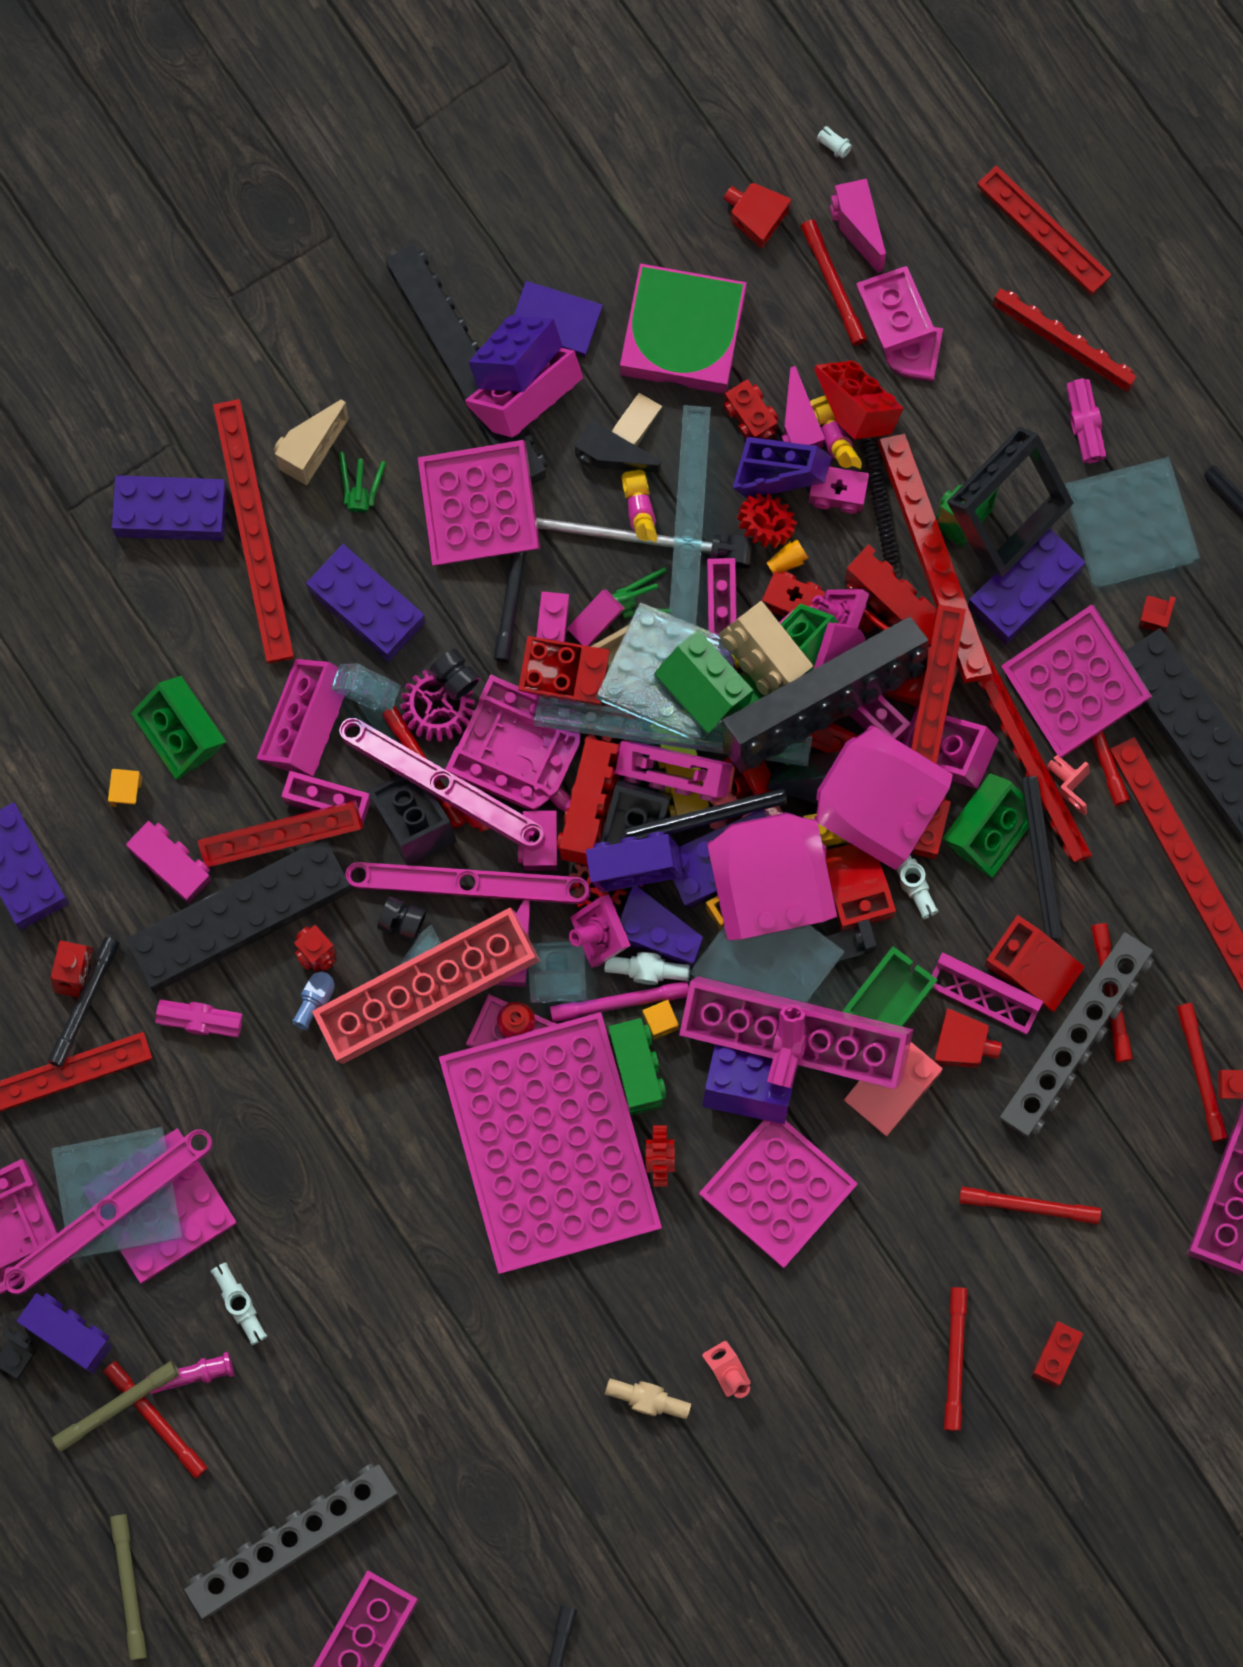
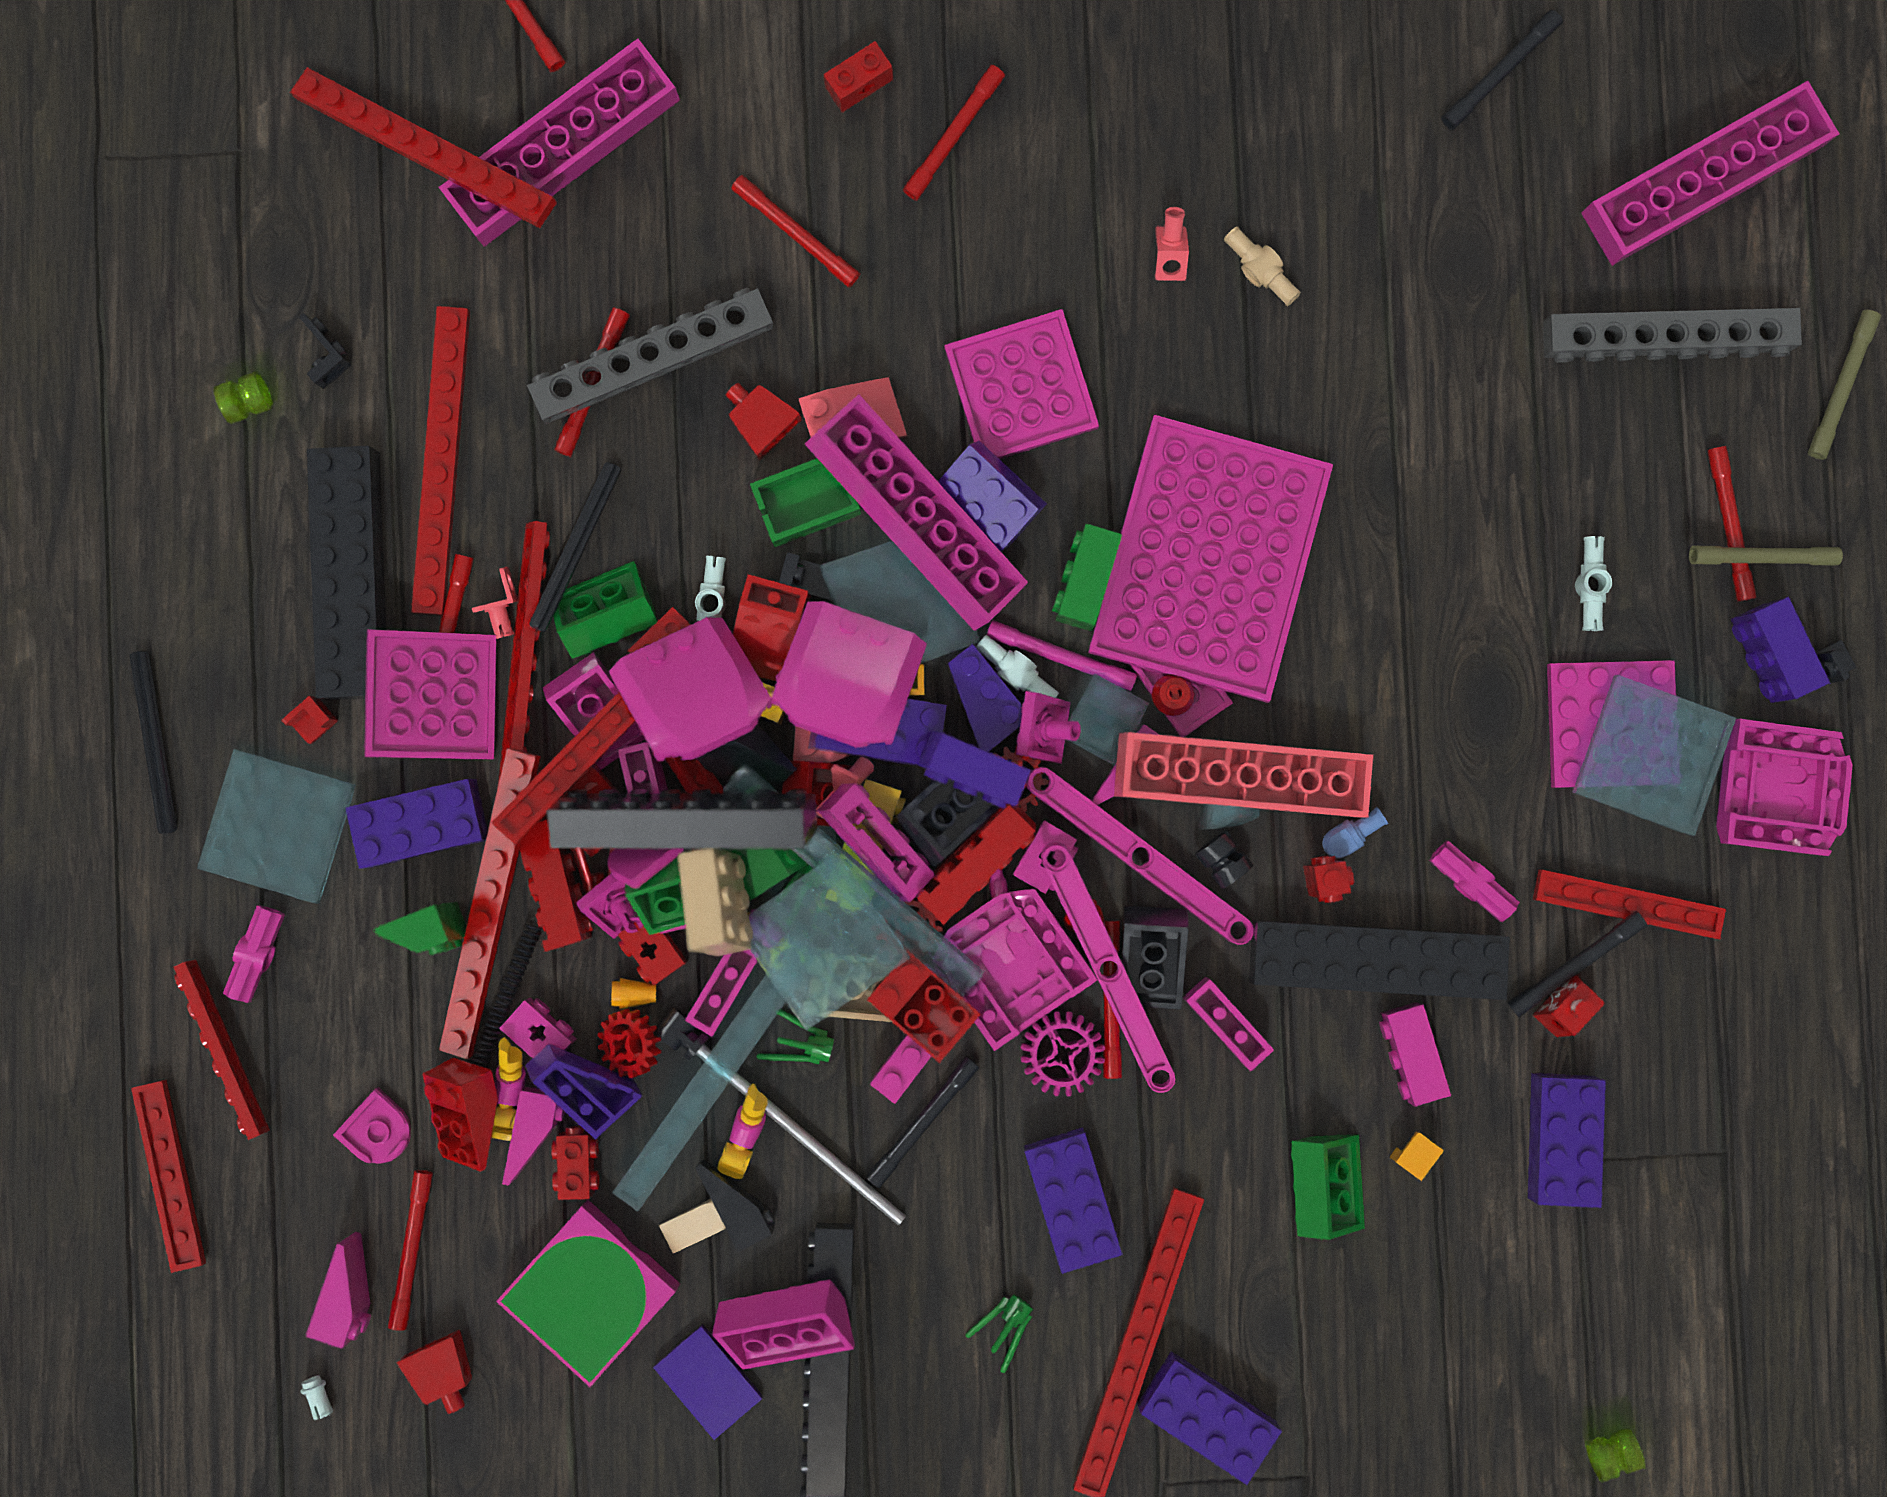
camera: 150 degrees left, 10 degrees up
(92, 1225) = (1697, 736): dark pink beam -> none
(203, 1371) = (1660, 541): dark pink pin -> none
(280, 834) = (1294, 1013): red plate -> none
(302, 718) = (1199, 1120): dark pink slope -> none
(309, 442) = (1031, 1400): tan slope -> none
(365, 687) = (1125, 1112): clear light blue brick -> none
(452, 672) = (1033, 1070): black wheel -> none
(479, 503) = (901, 1234): dark pink plate -> none
(515, 353) = (773, 1367): dark purple brick -> none
(595, 618) = (856, 1046): dark pink tile -> none
(660, 1019) = (1034, 612): light orange piece -> none
(660, 1156) = (1116, 478): red gear -> none
(703, 682) = (796, 904): green slope -> none
(710, 814) = (875, 773): black axle -> none
(788, 1046) = (938, 493): dark pink piece -> none
(895, 309) = (366, 1182): dark pink plate -> none
(988, 479) = (381, 934): black window -> none
(991, 985) = (699, 452): dark pink fence -> none
(1034, 963) = (647, 451): red slope -> none
(1213, 1116) = (571, 210): red piece -> none

